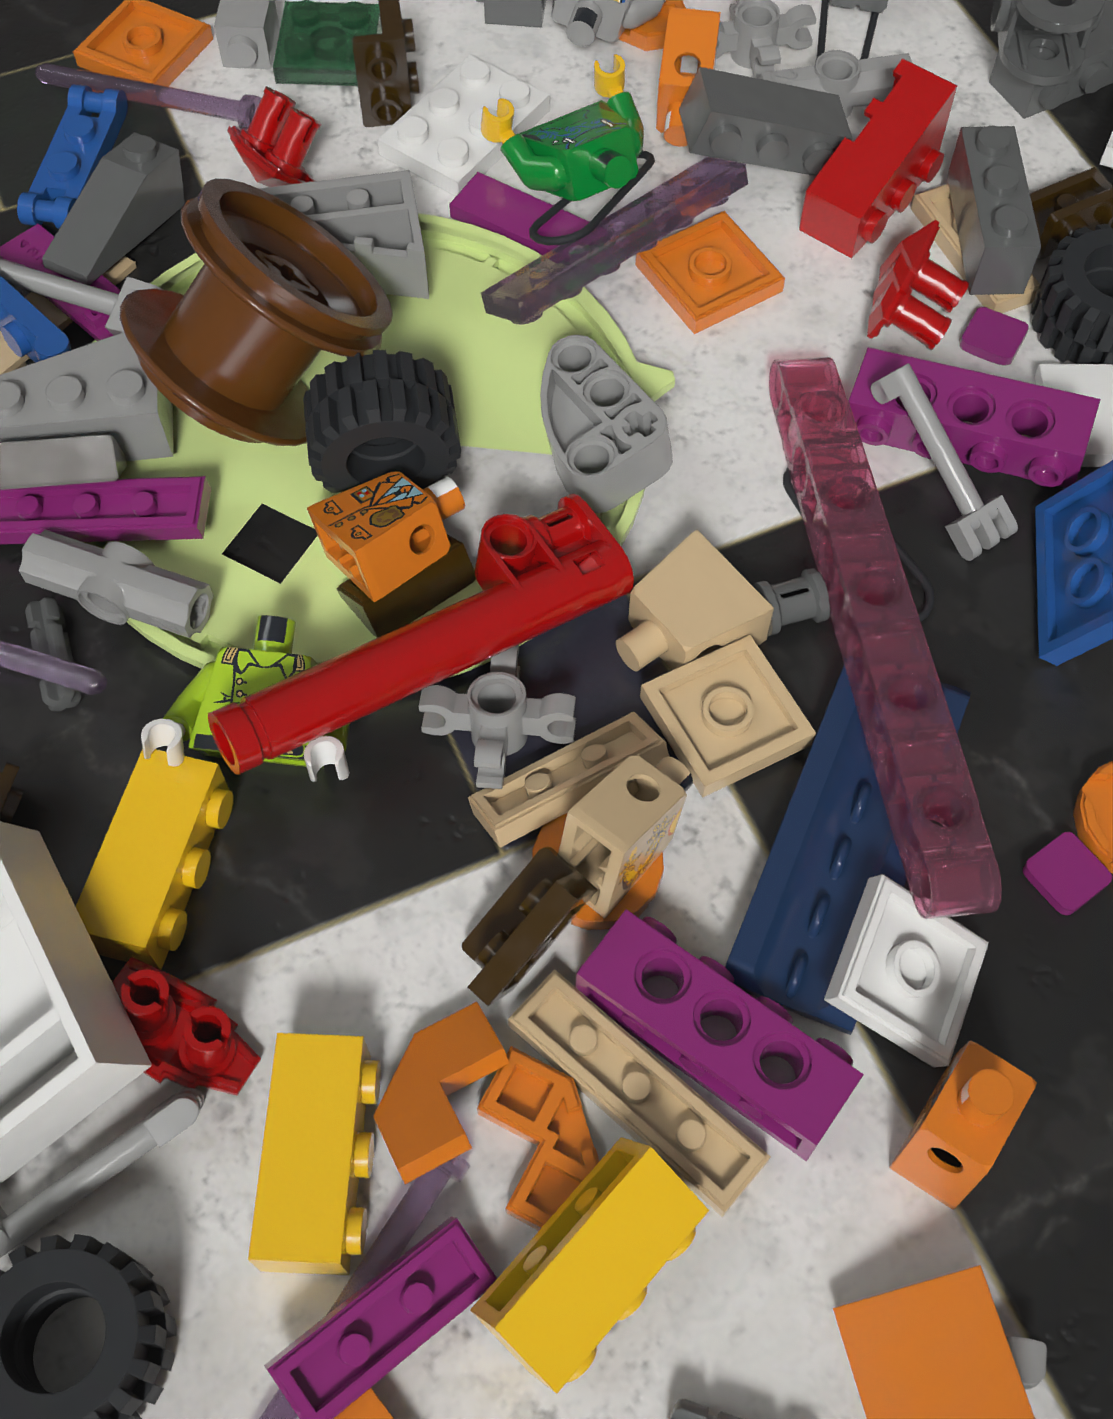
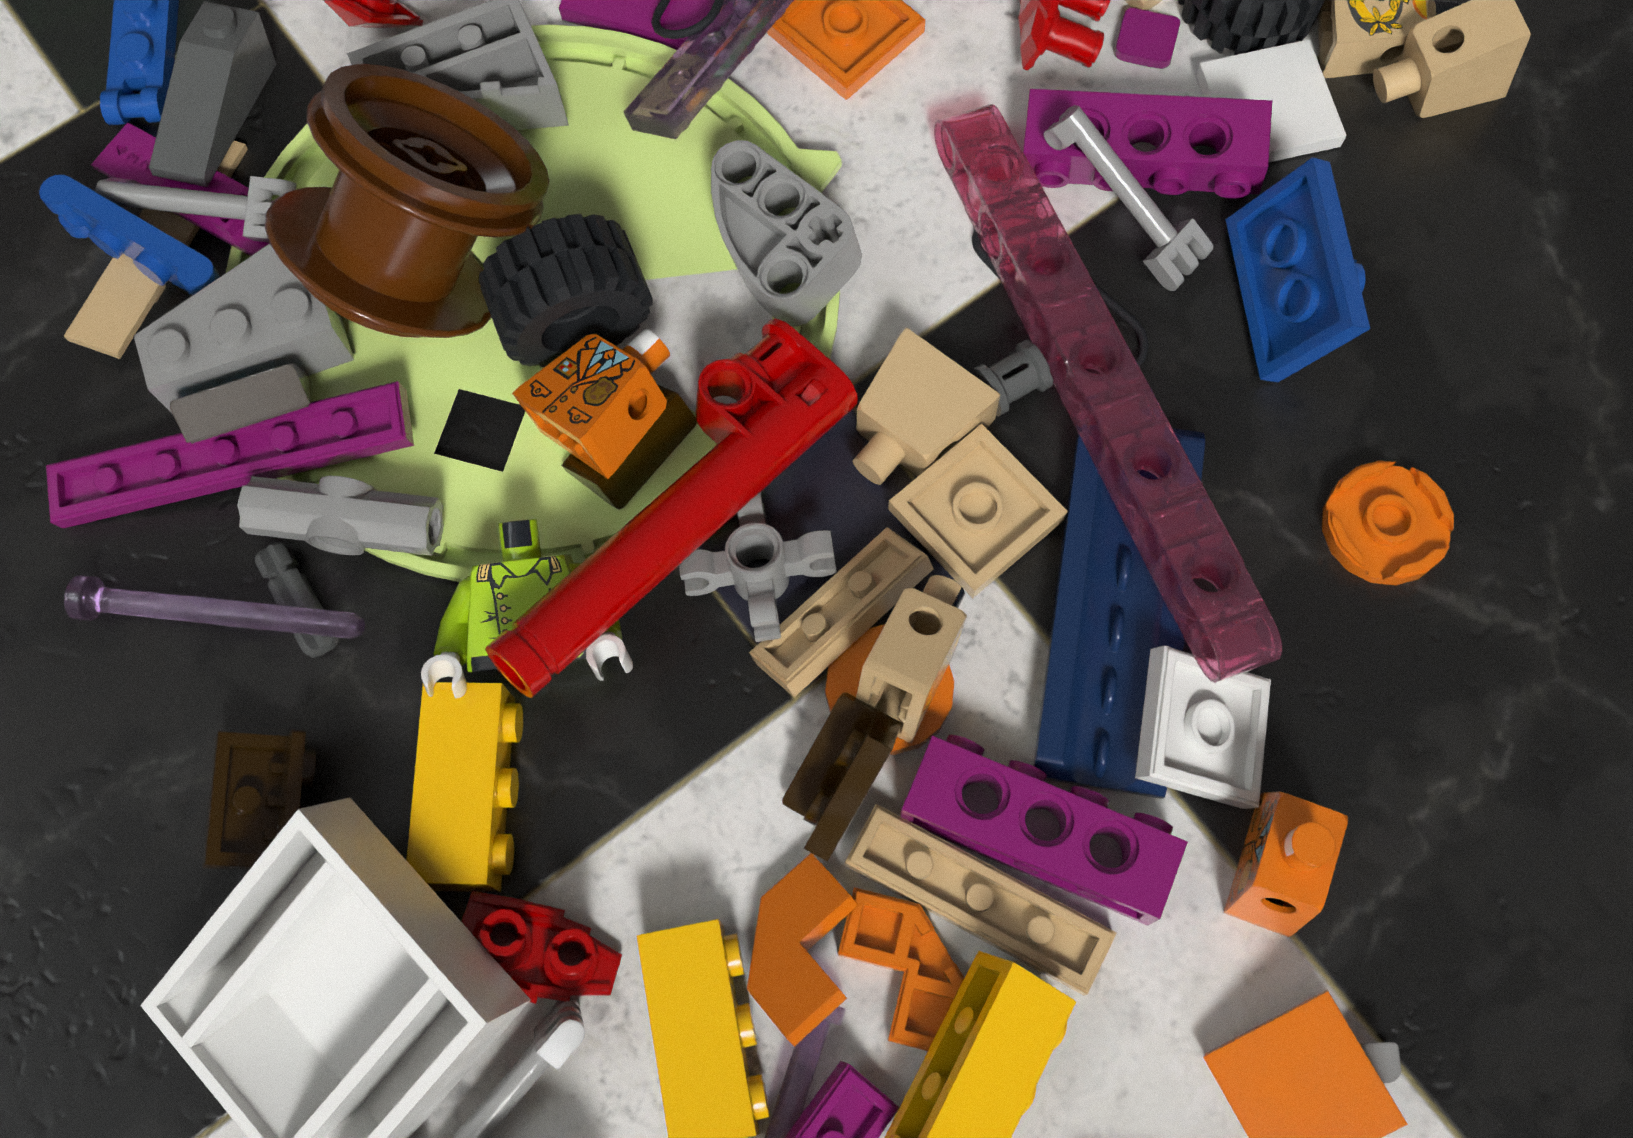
camera: 10 degrees left, 10 degrees up
(1067, 873) = (1328, 593): magenta piece -> none

